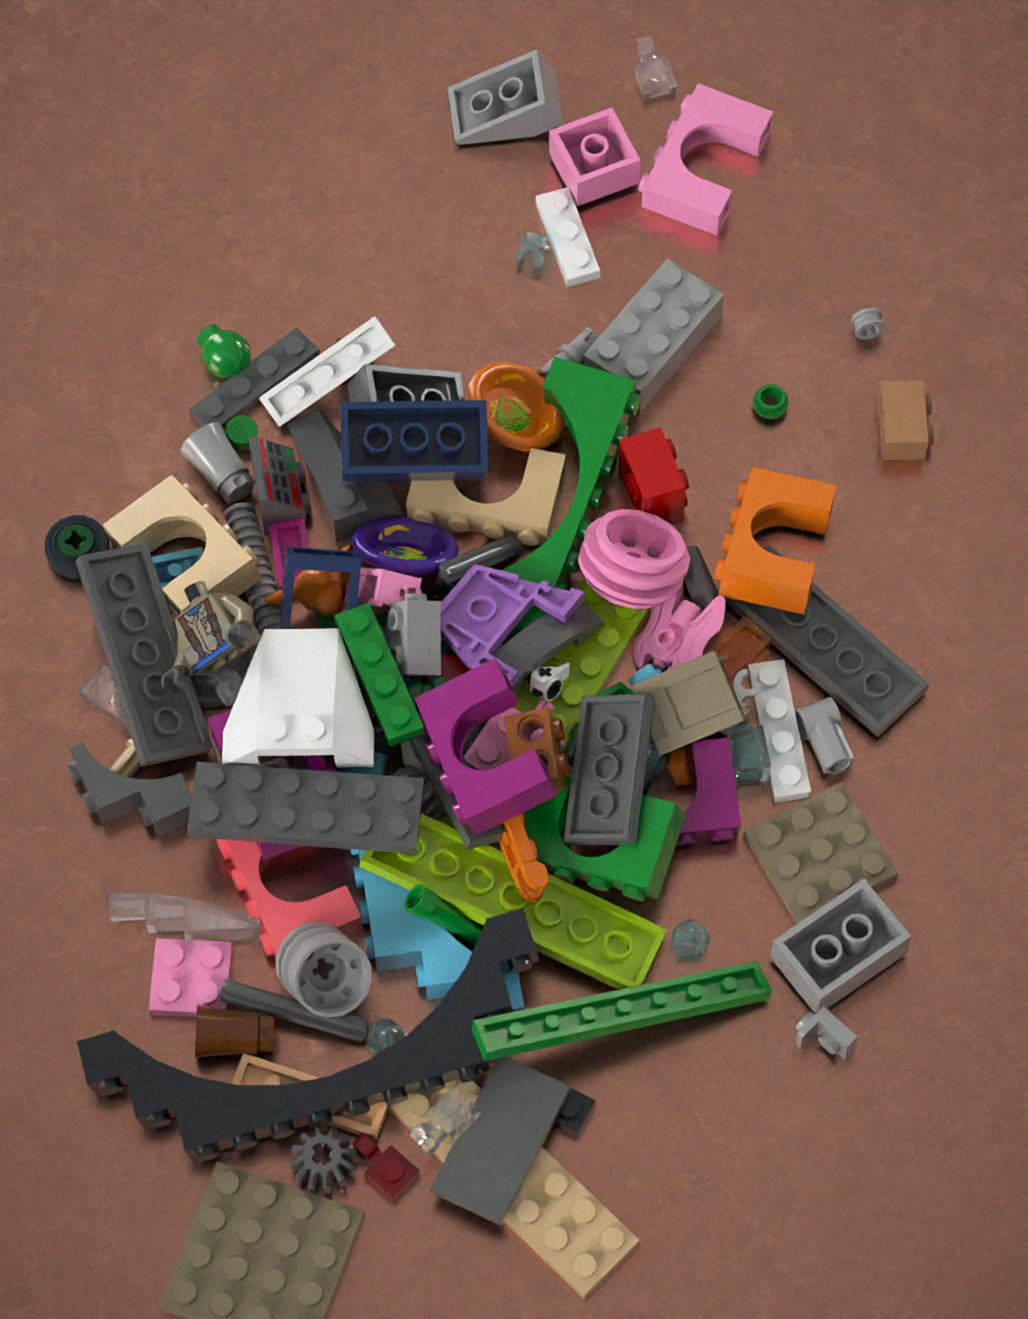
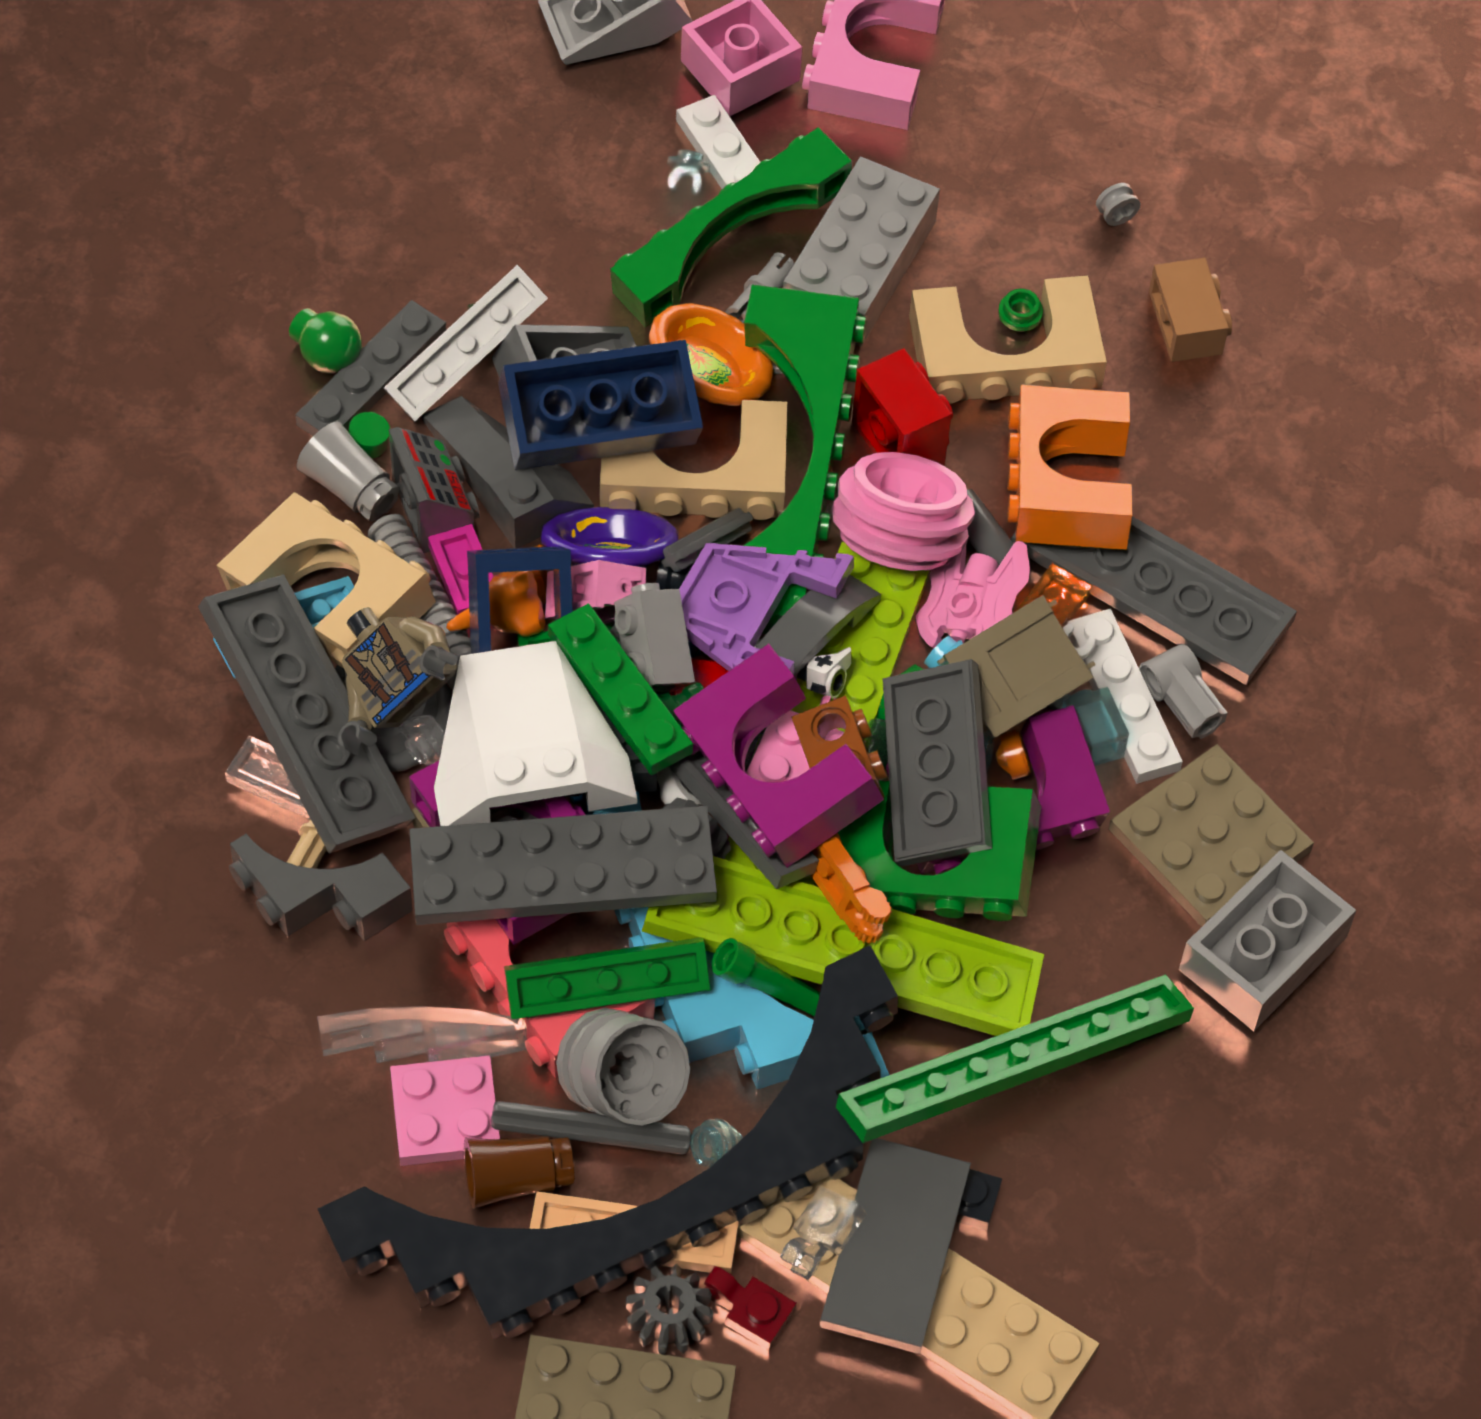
camera: 15 degrees left, 5 degrees down
(74, 530) = (167, 600): black wheel -> none
(324, 899) = (607, 978): none -> green plate
(616, 268) = (797, 178): none -> green arch
(690, 938) = (1075, 961): clear light blue plate -> none
(711, 446) = (965, 371): none -> tan arch
(831, 1031) = (1278, 1045): light grey bracket -> none

